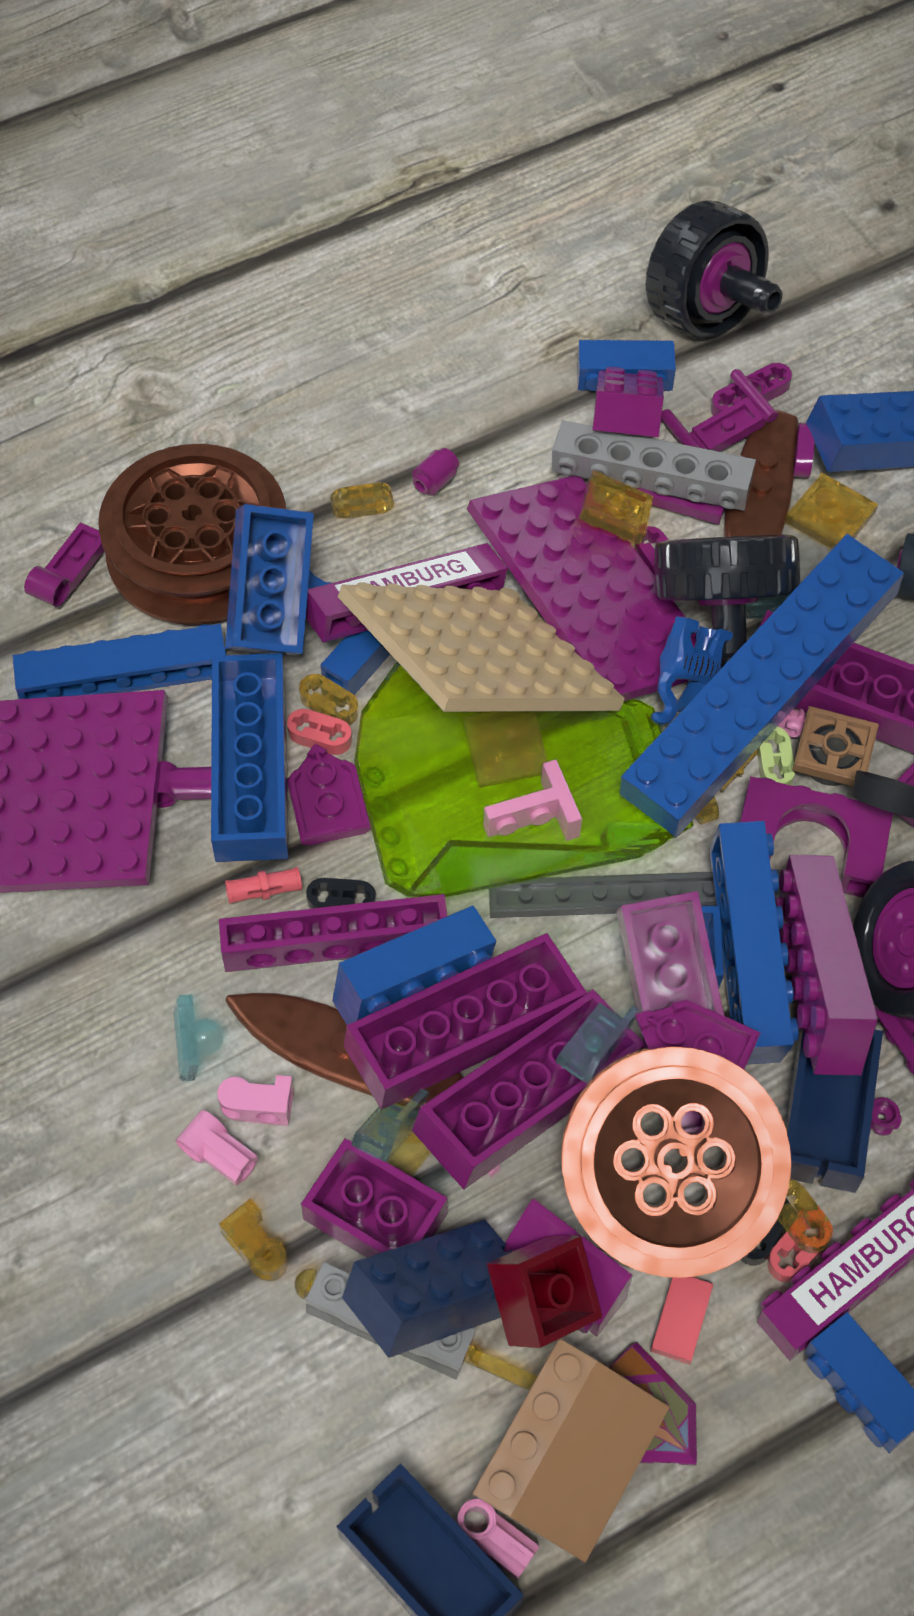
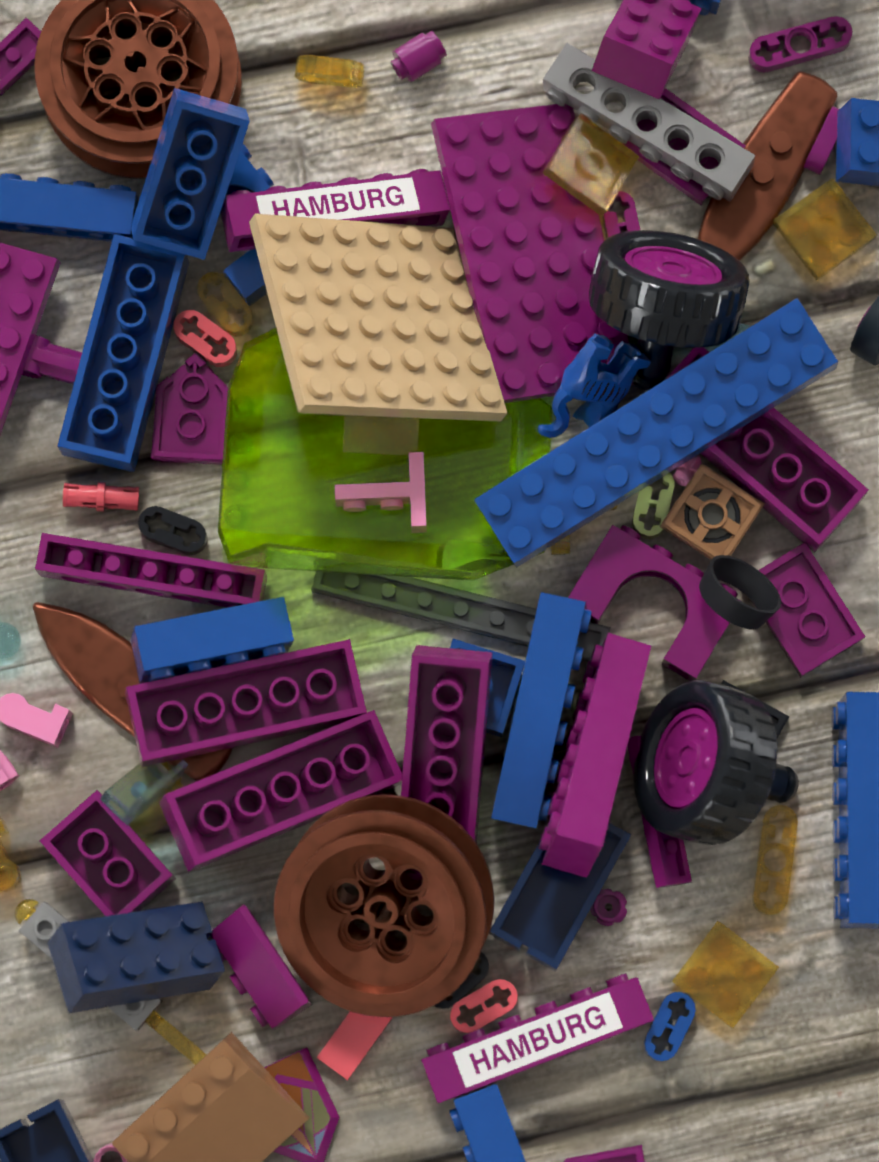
camera: 20 degrees right, 20 degrees up
(544, 1291) = (225, 993): dark red brick -> none
(595, 1042) = (352, 769): clear light blue panel -> none
(697, 1028) = (443, 800): magenta tile -> none
(728, 425) = (752, 86): magenta plate -> none
(813, 1216) = (500, 979): clear yellow beam -> none

